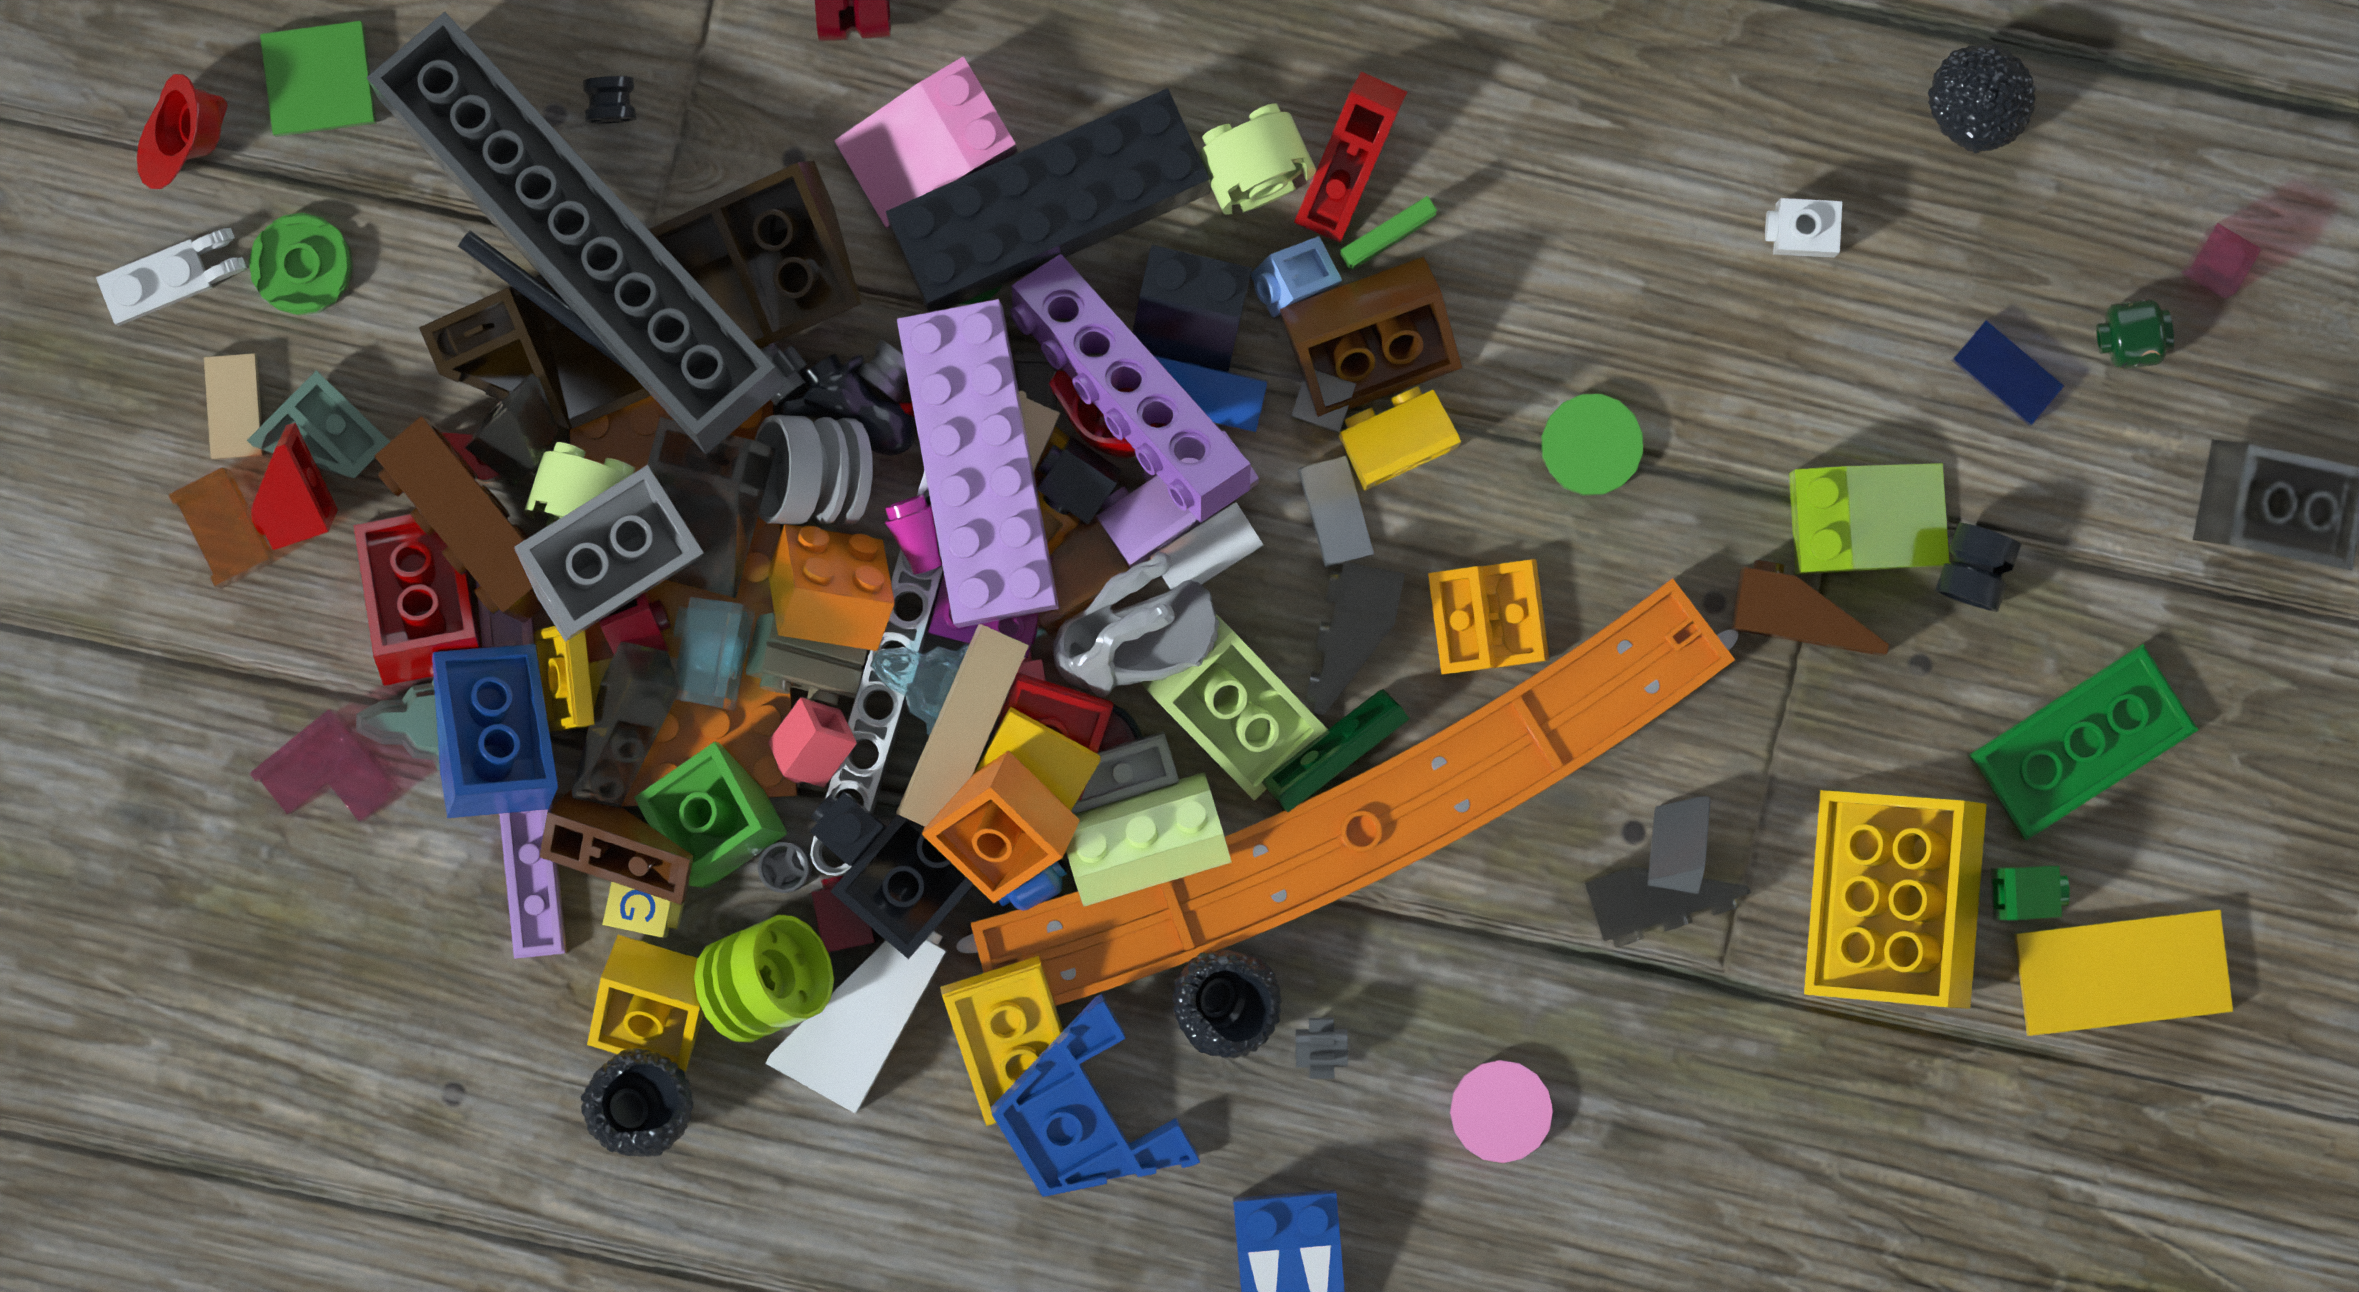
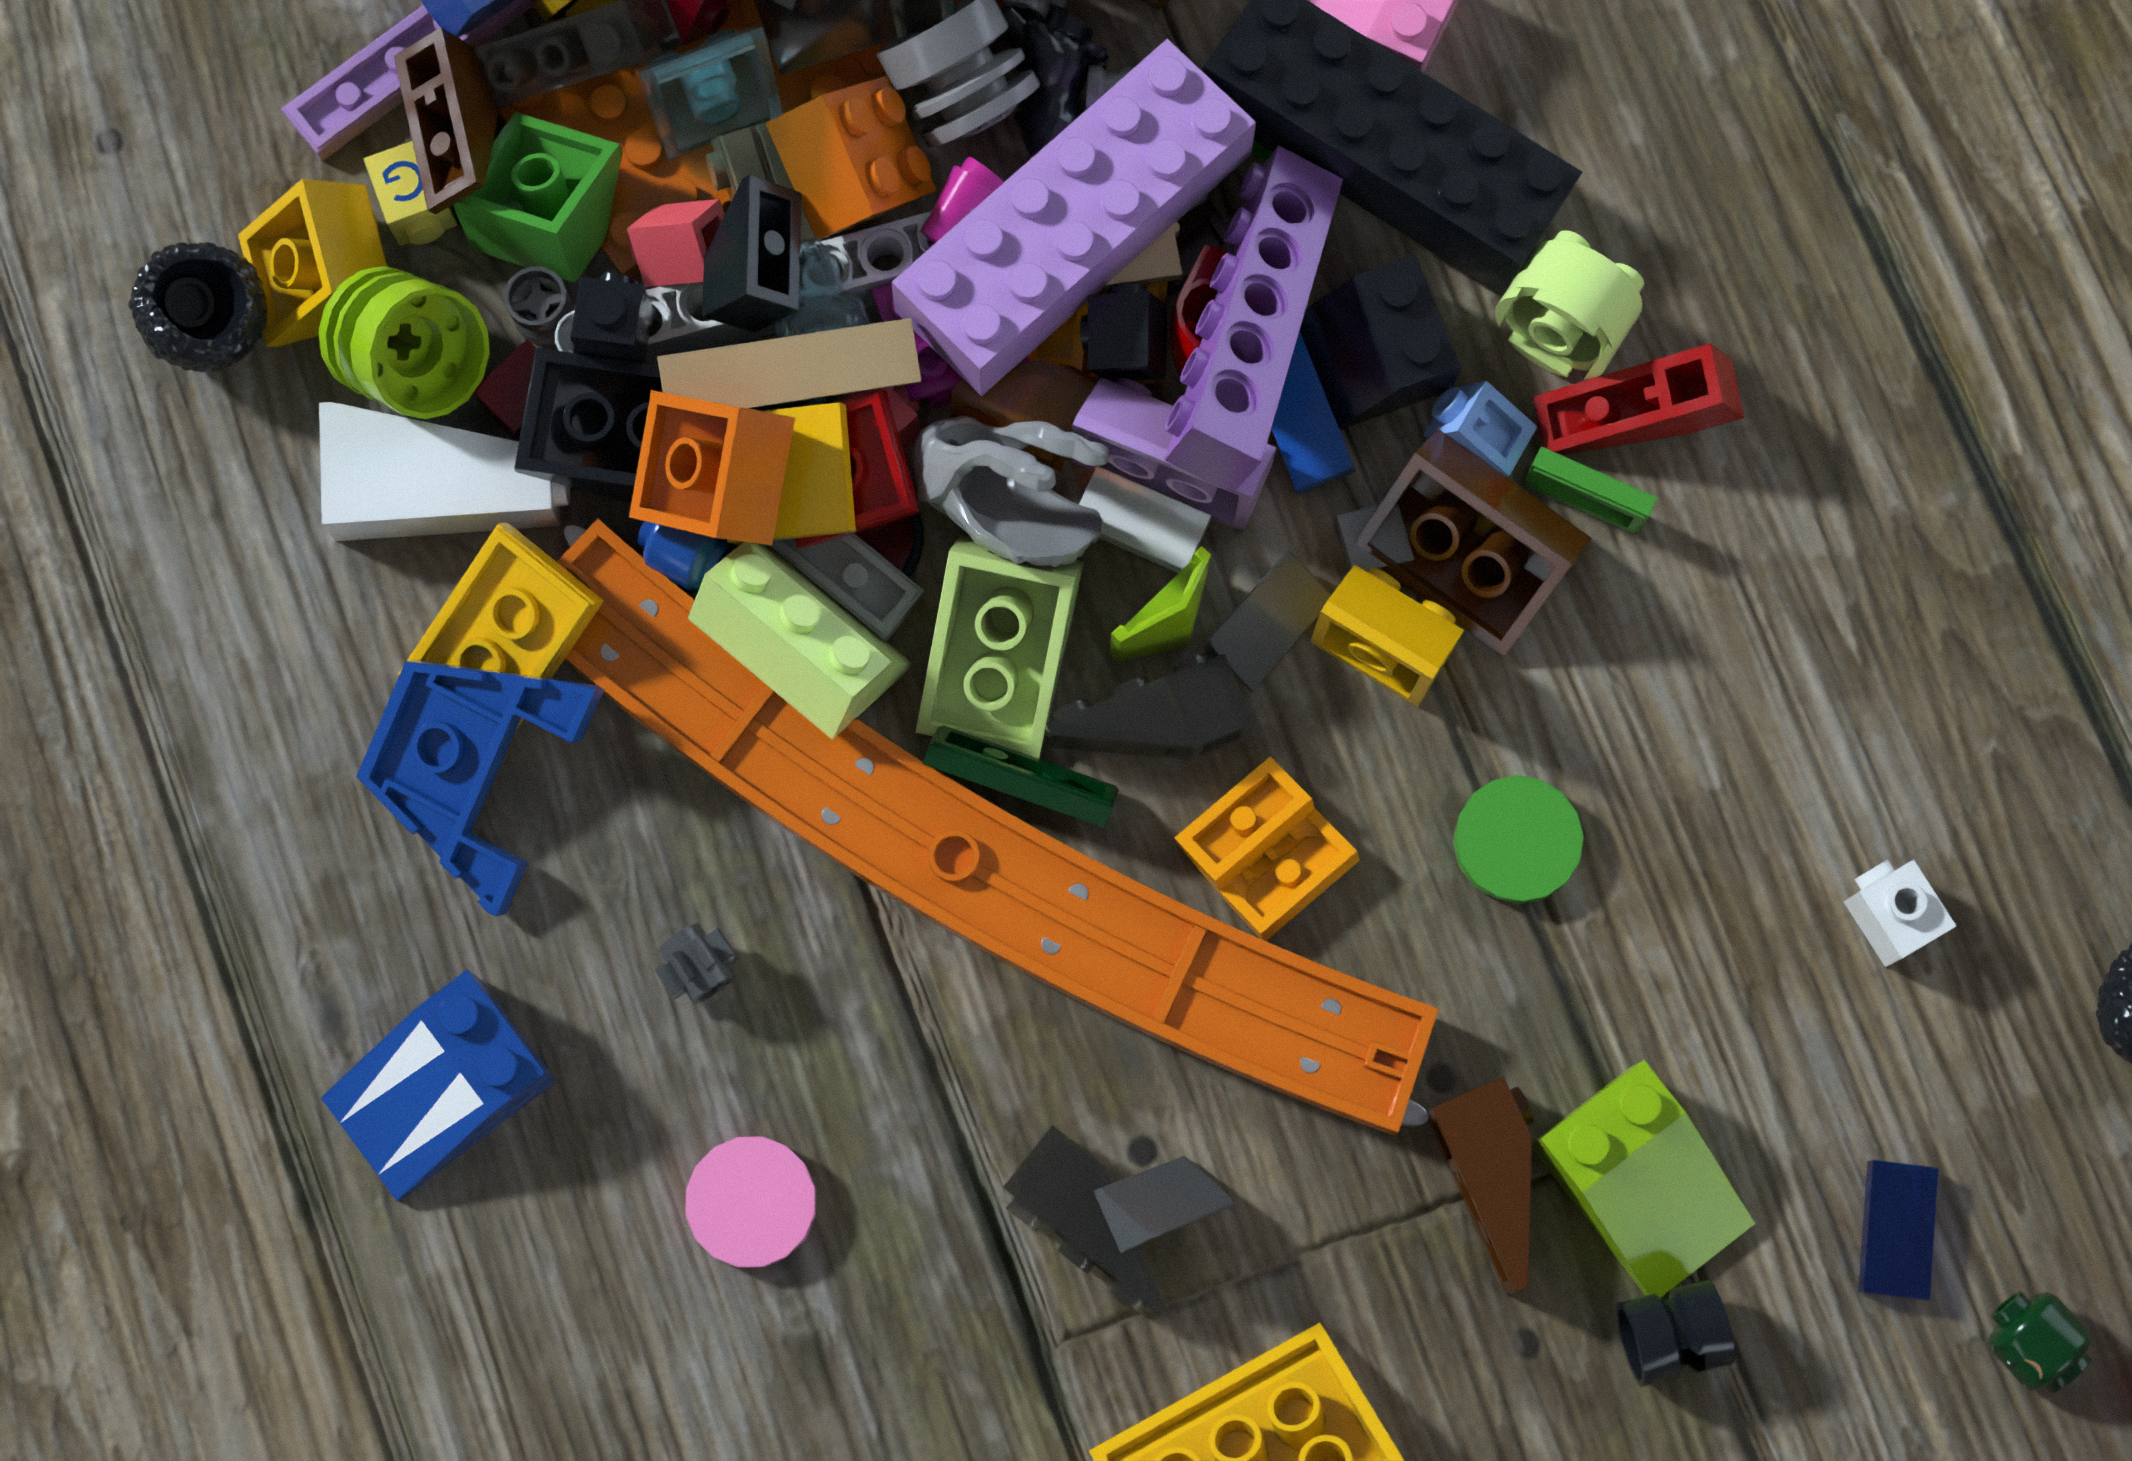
camera: 50 degrees right, 10 degrees down
(867, 702) = (755, 258): none -> black slope
(1227, 1003) = (679, 830): black hair -> none
(1289, 576) = (1167, 618): none -> lime slope

